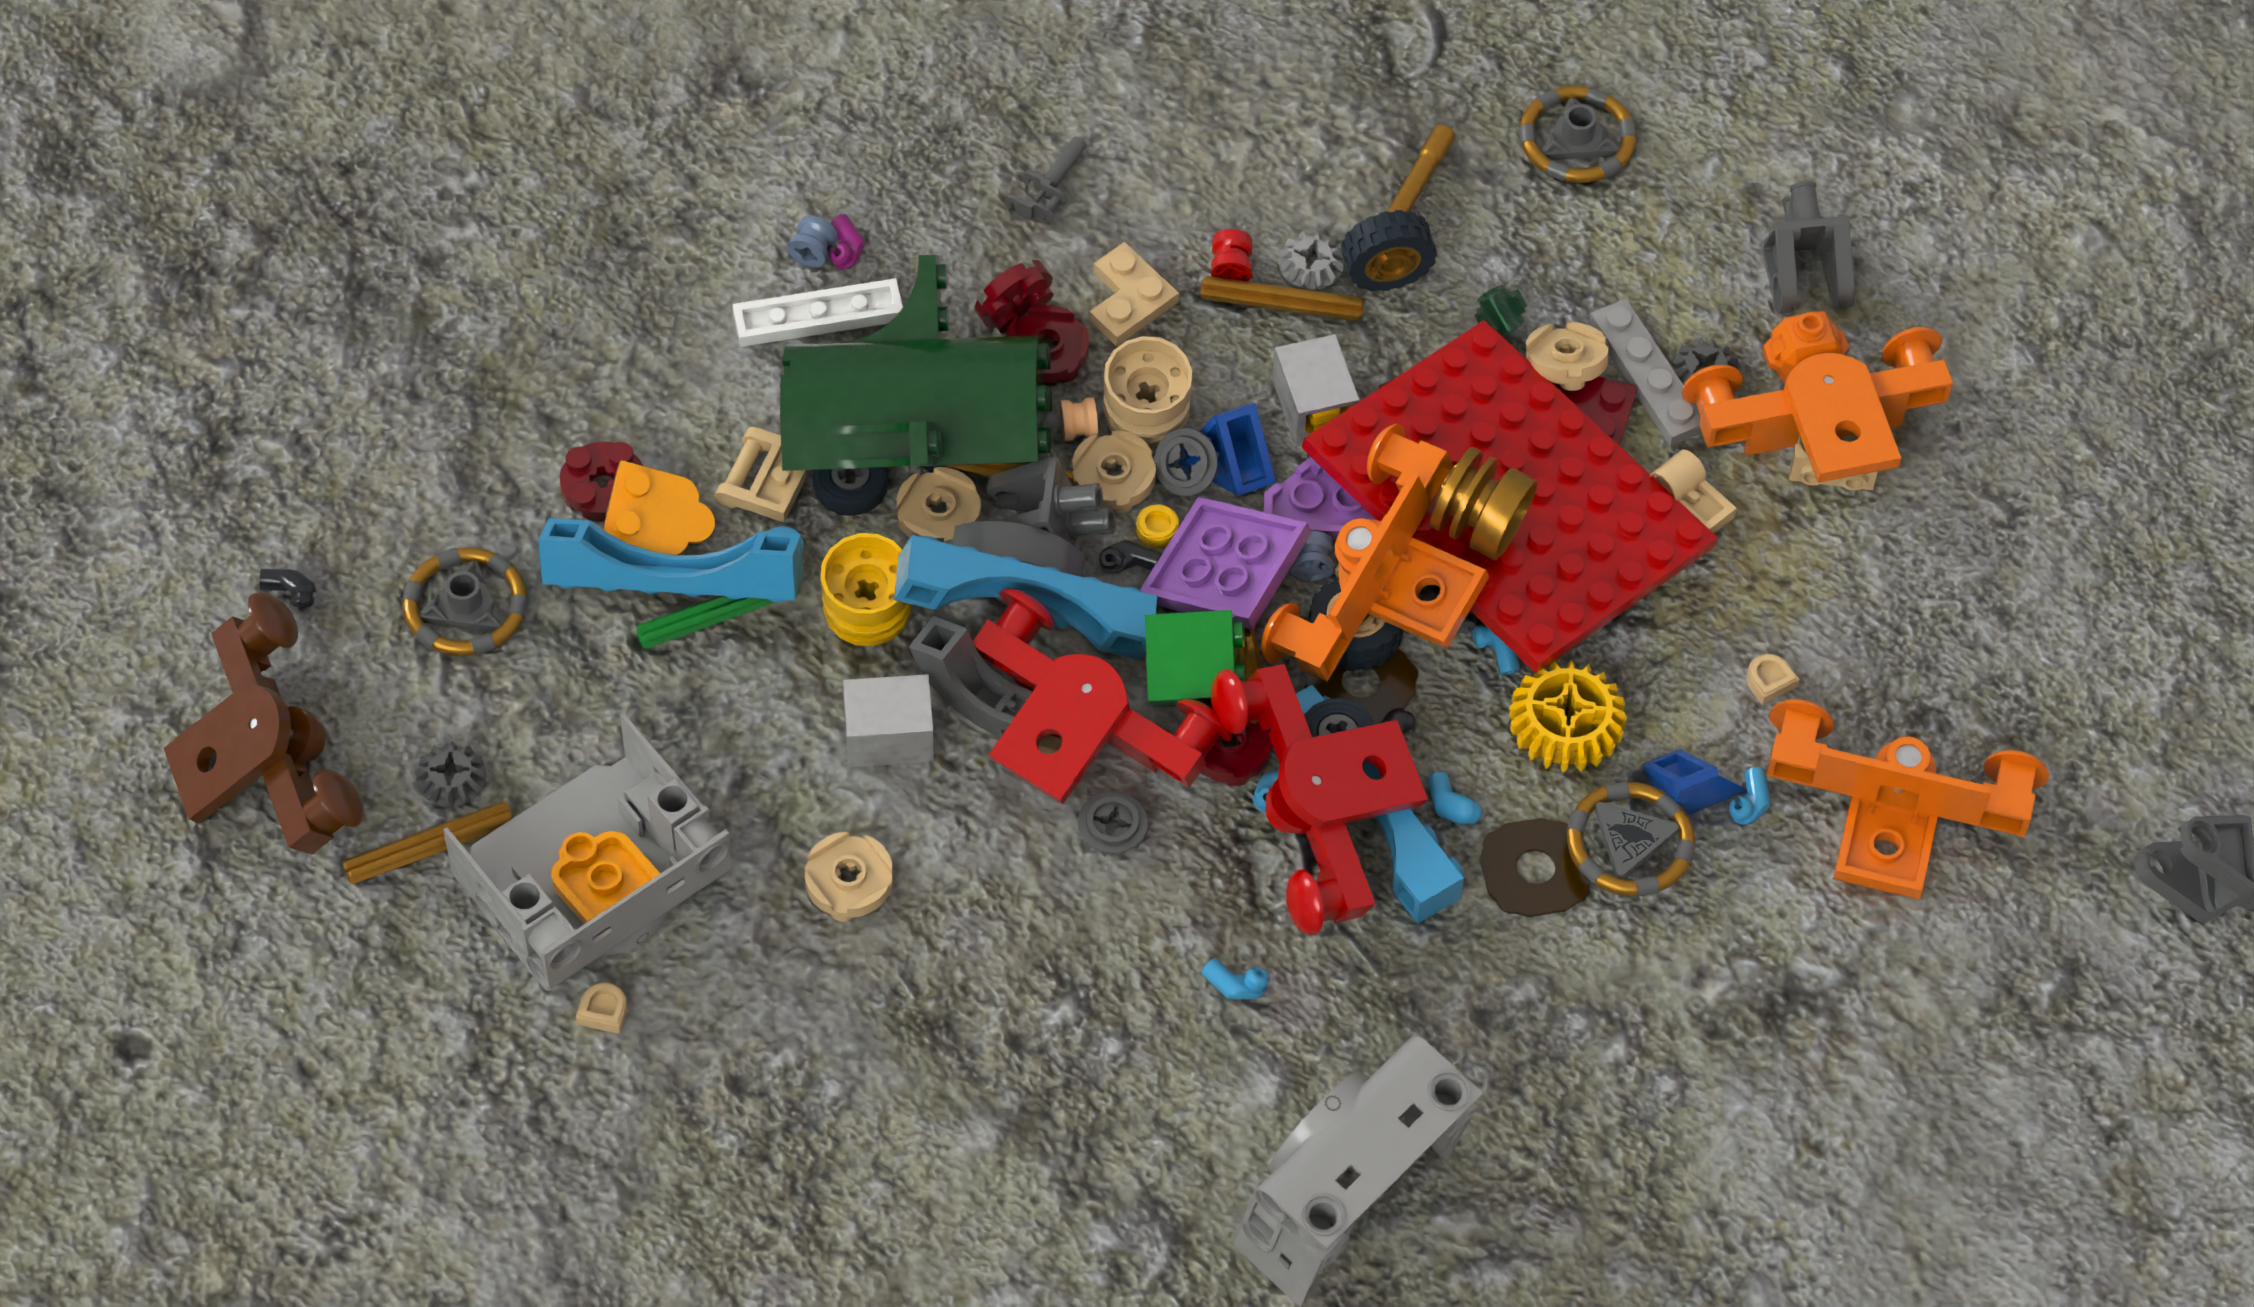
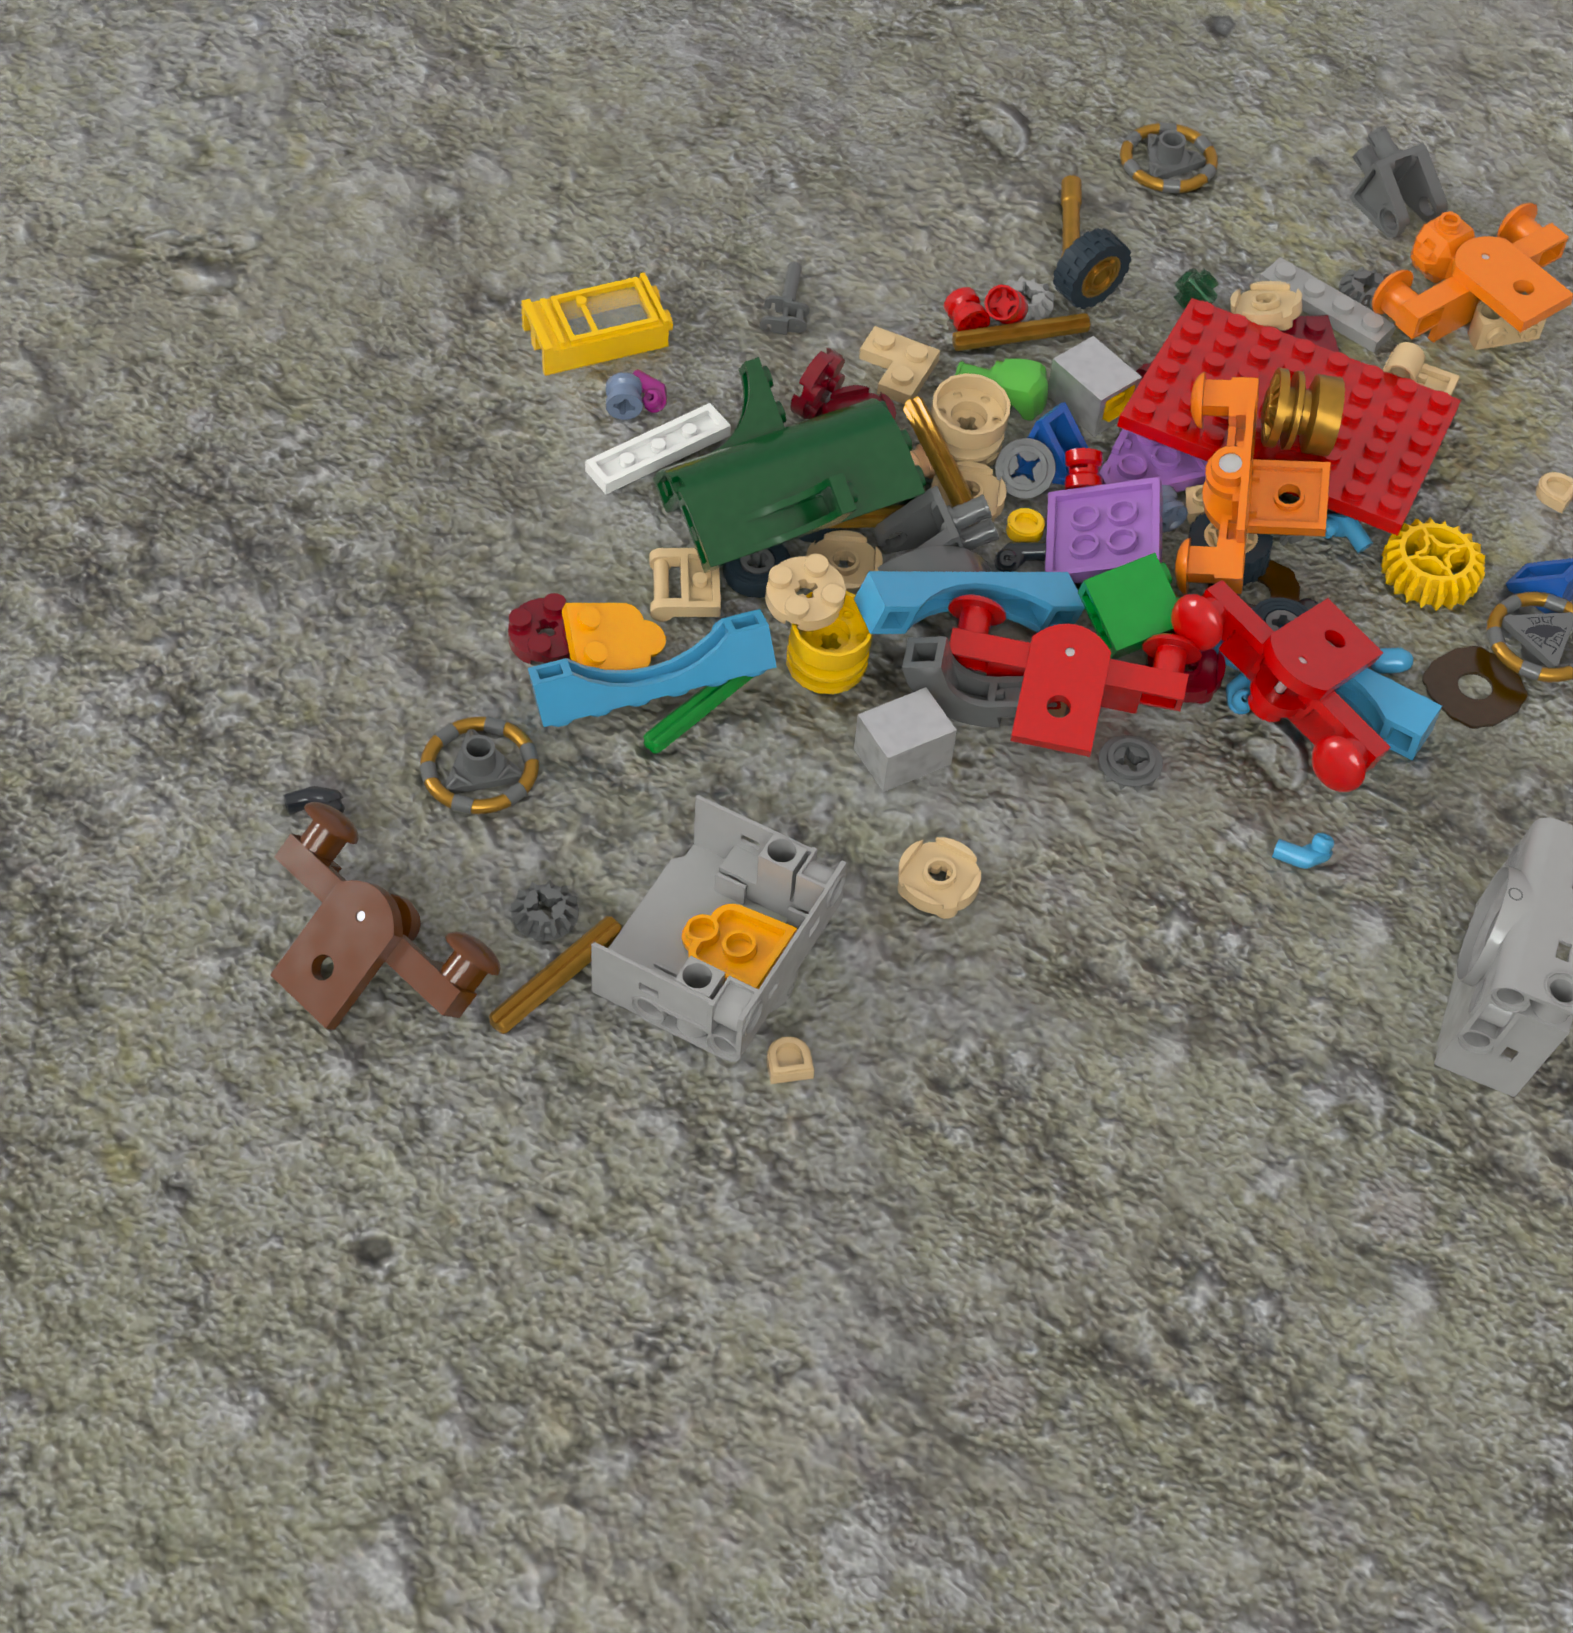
camera: 25 degrees left, 5 degrees down
(828, 148) = (597, 324): none -> yellow door
(845, 510) = (810, 573): none -> tan plate
(1092, 416) = (937, 451): none -> pearl gold axle
(1226, 360) = (1021, 379): none -> bright green piece
(1244, 485) = (1083, 467): none -> red wheel
(1273, 263) = (999, 302): none -> red wheel

